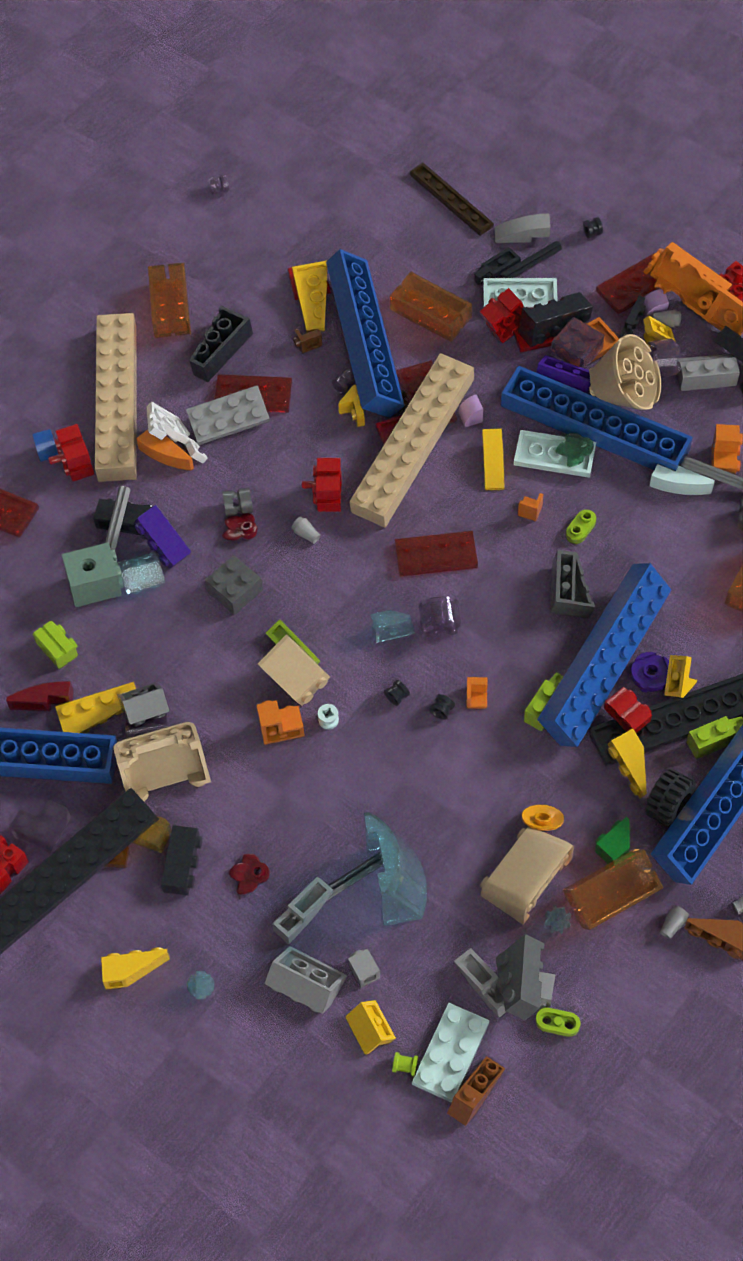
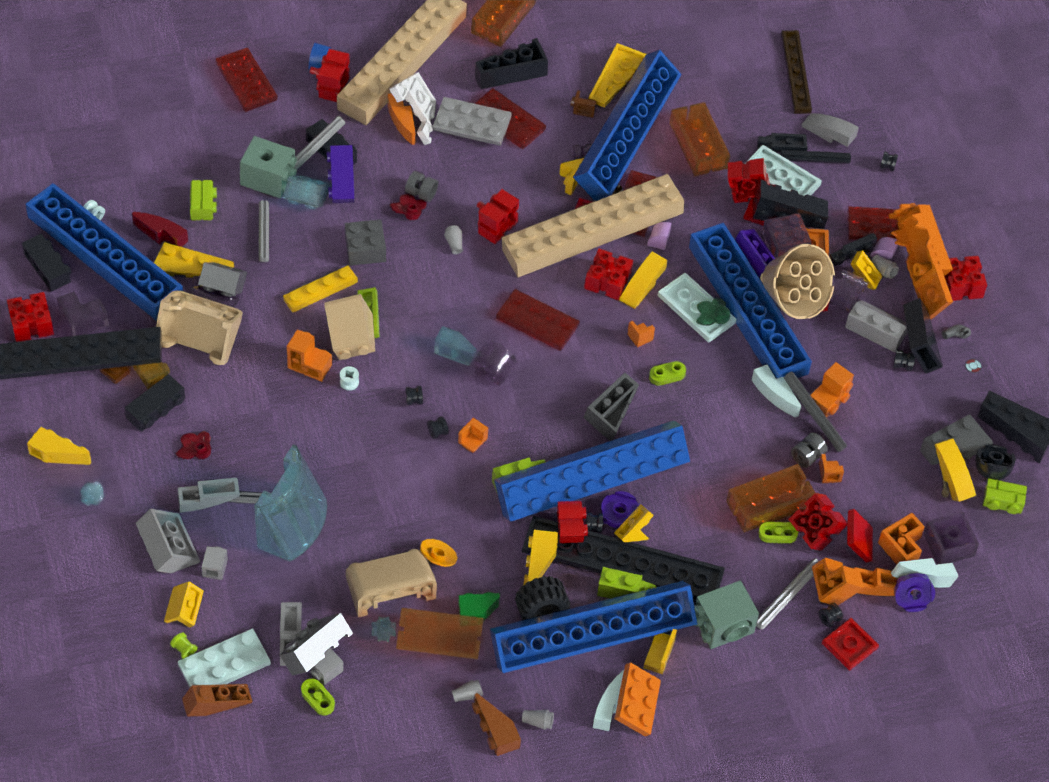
camera: 30 degrees right, 5 degrees down
(134, 635) = (263, 231): none -> light grey axle
(229, 653) = (320, 288): none -> yellow plate
(461, 473) = (608, 274): none -> red brick
(644, 695) = (594, 522): none -> black wheel

